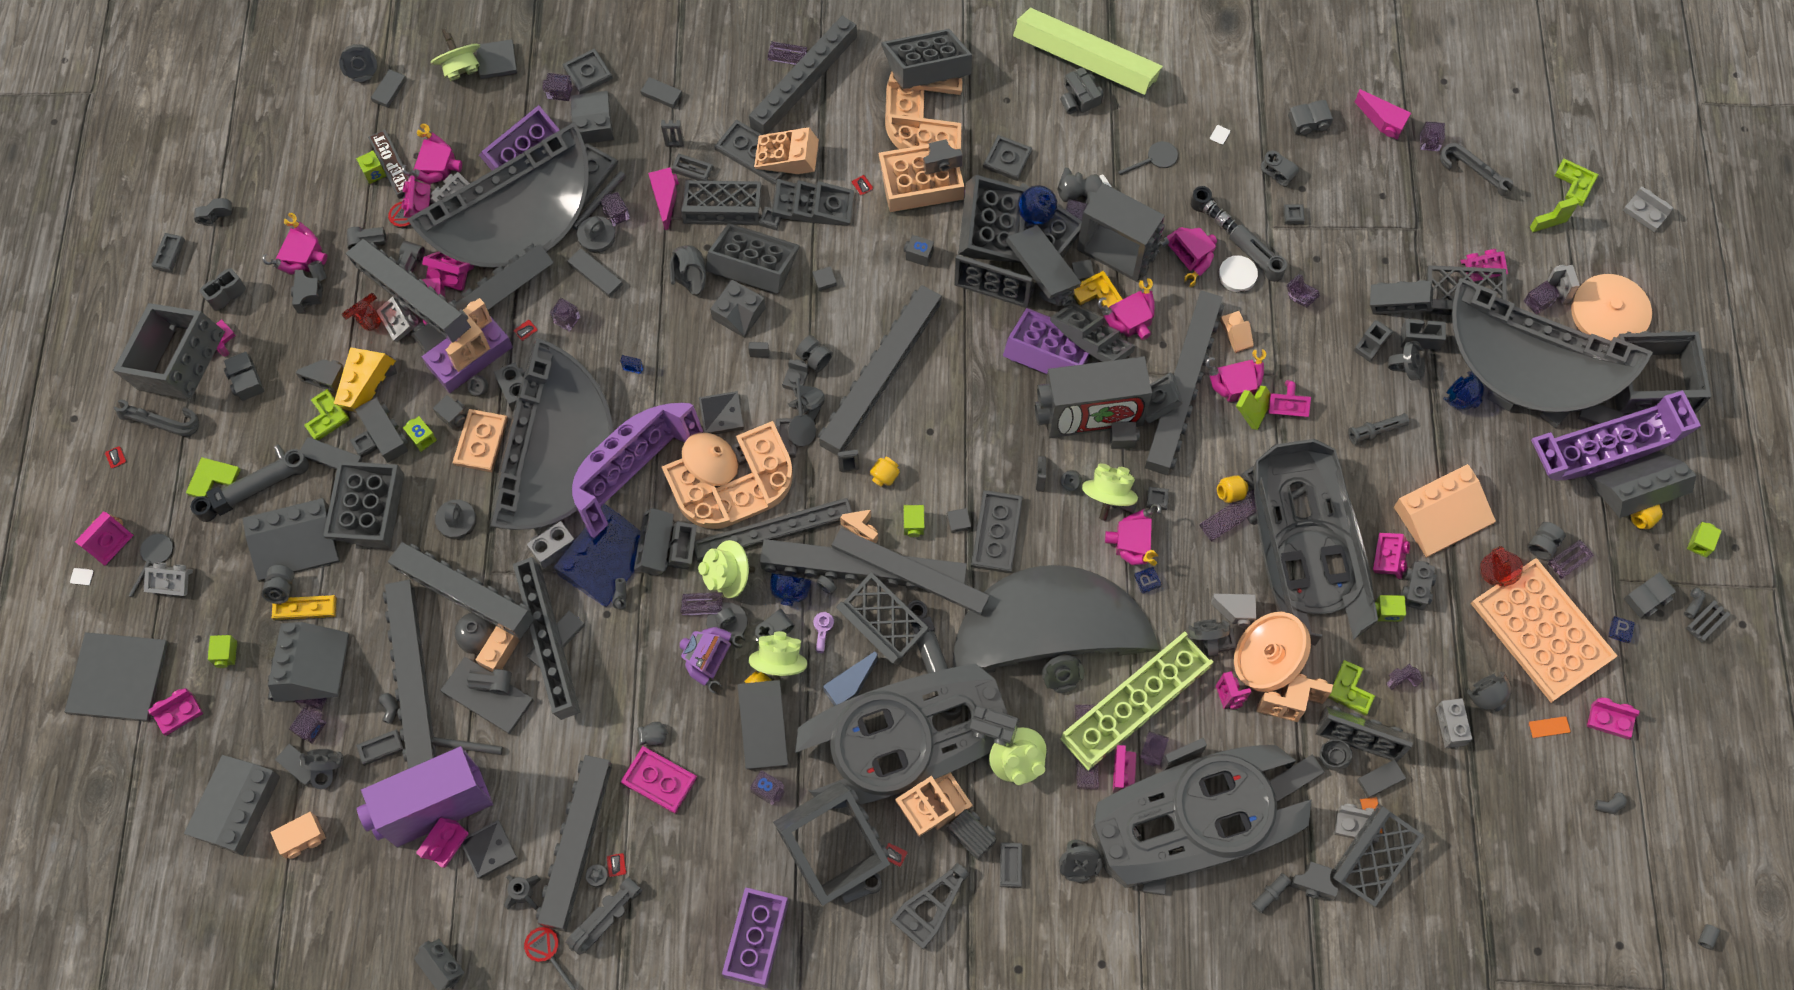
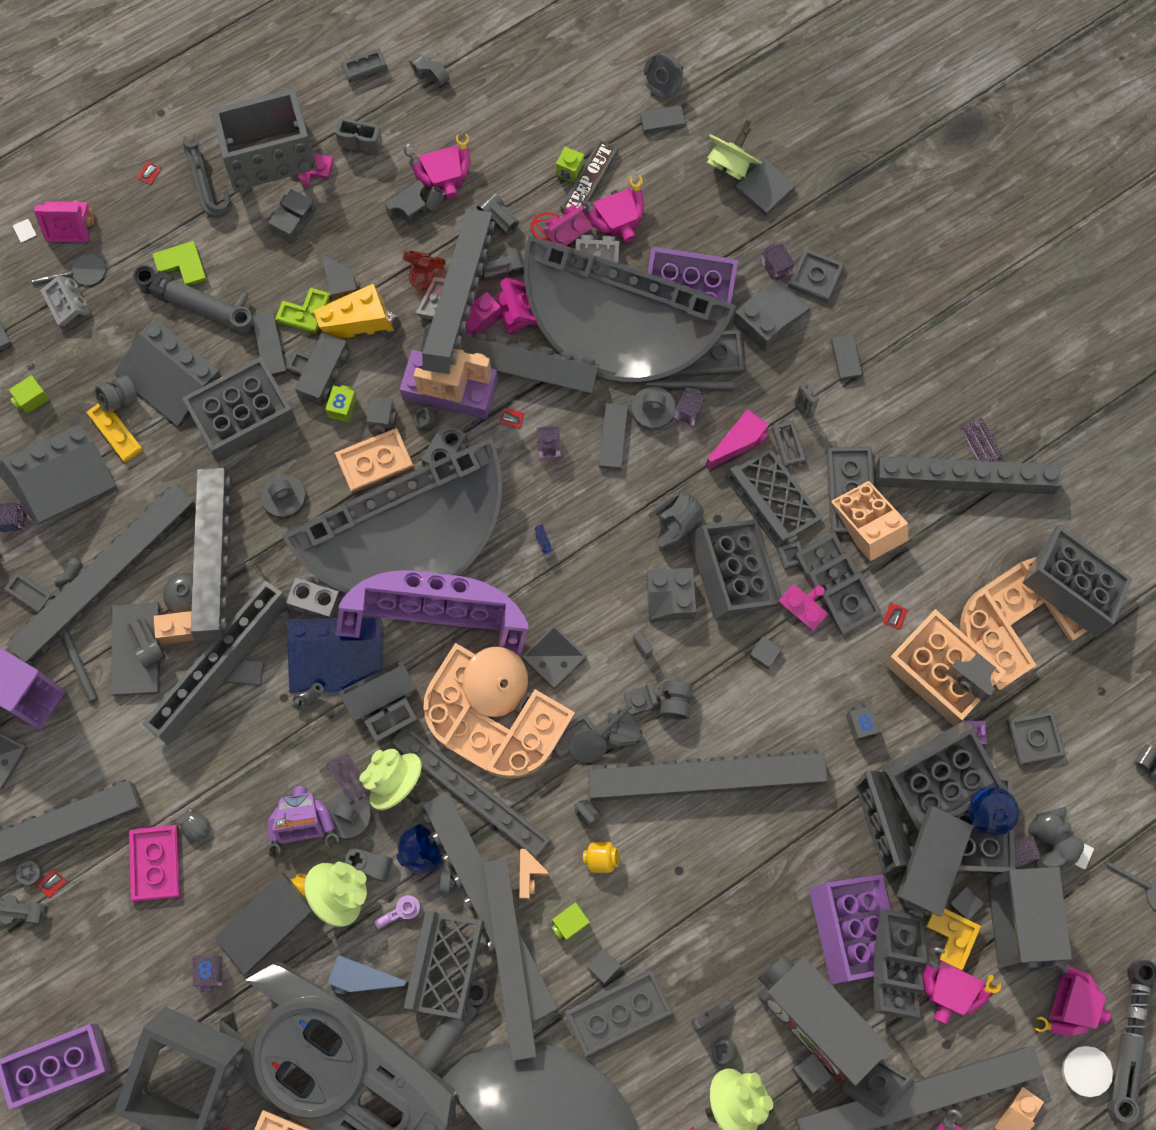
camera: 55 degrees right, 5 degrees up
(812, 232) = (804, 605): none -> dark pink plate

